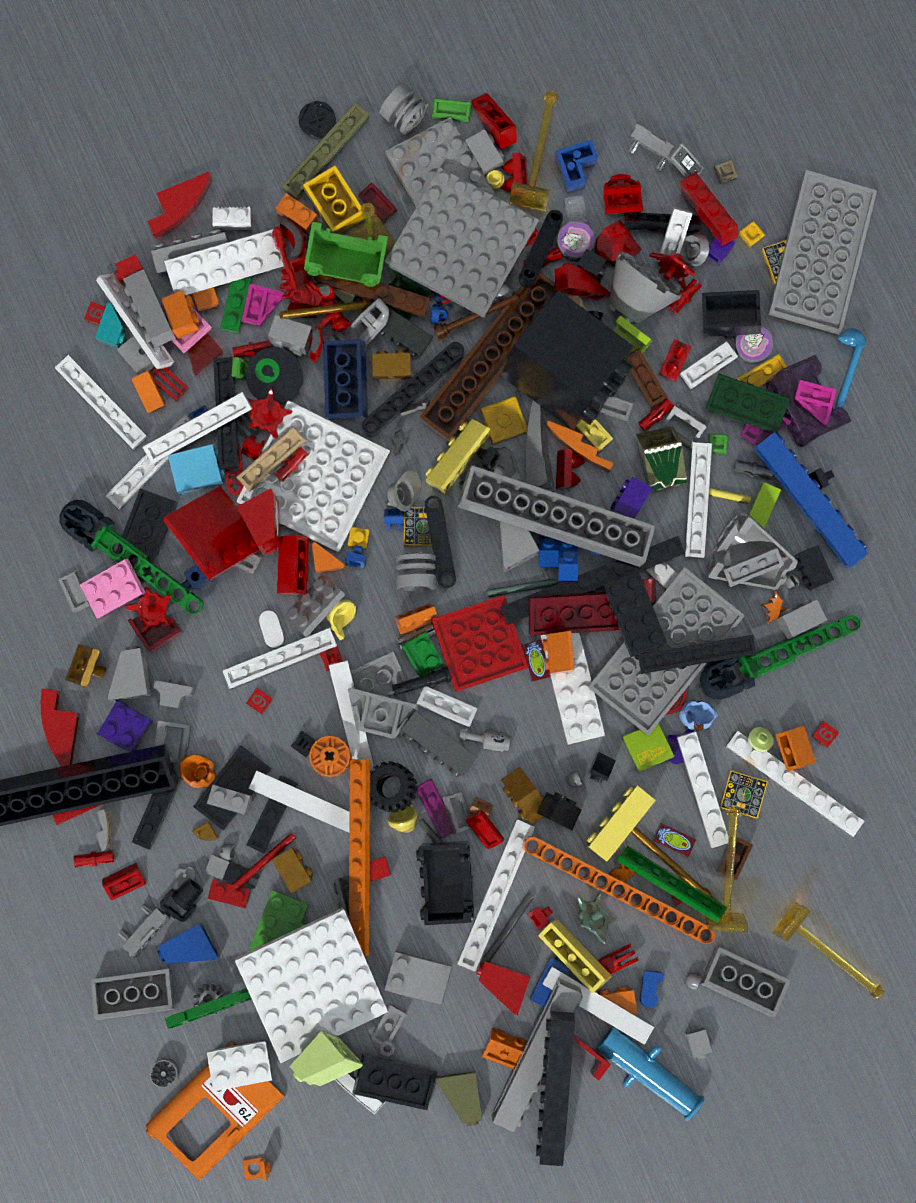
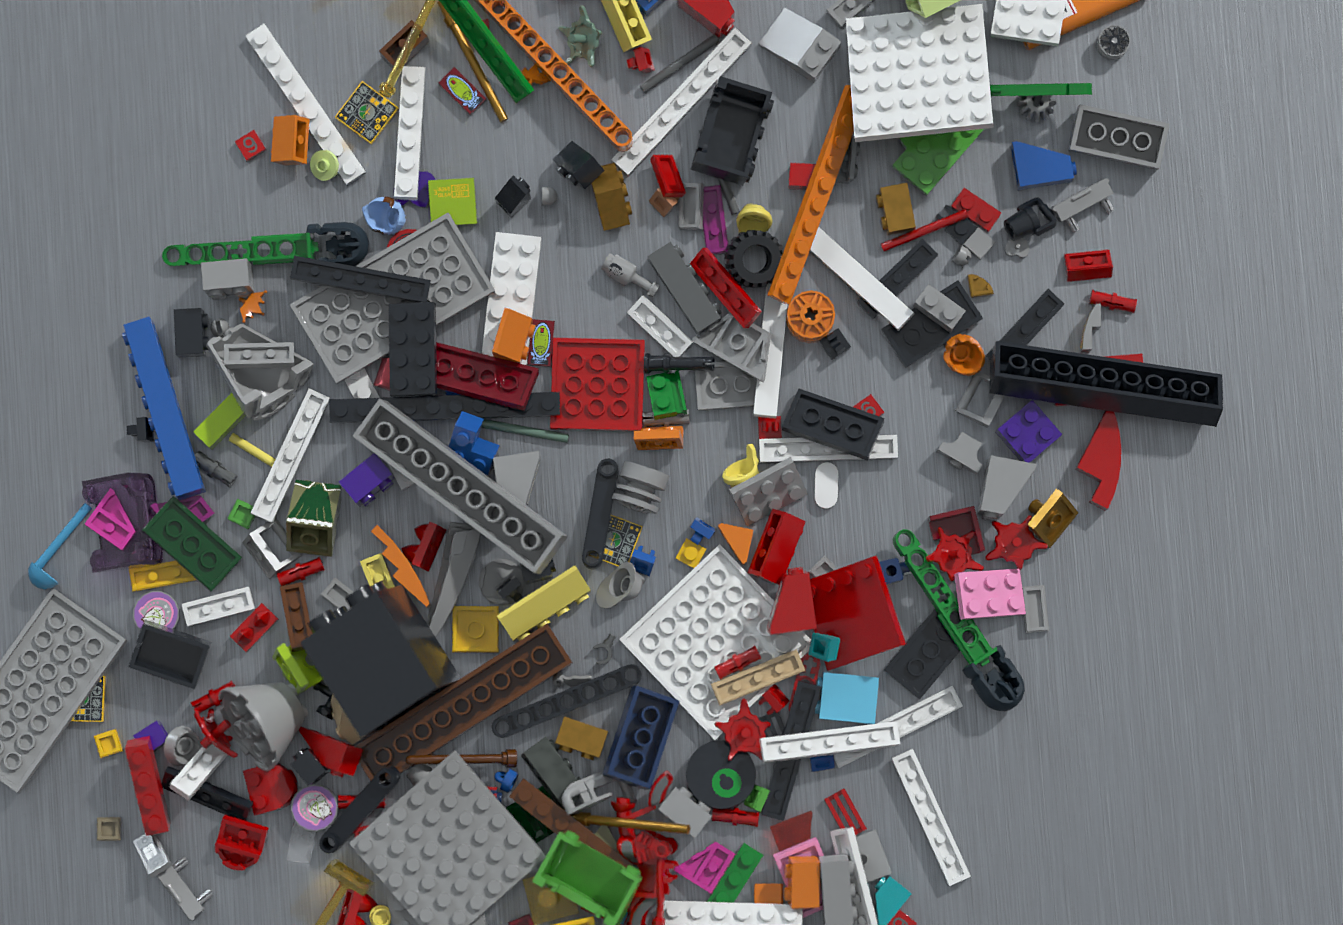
camera: 160 degrees left, 0 degrees up
(106, 636) = (1015, 542): none -> red piece
(148, 391) = (872, 809): orange tile -> none
(227, 499) = (824, 647): none -> teal slope
(282, 677) = (833, 424): none -> black plate
(406, 754) = (725, 288): none -> red plate
(572, 160) = (286, 901): blue brick -> none
(620, 823) = (515, 128): light yellow brick -> none

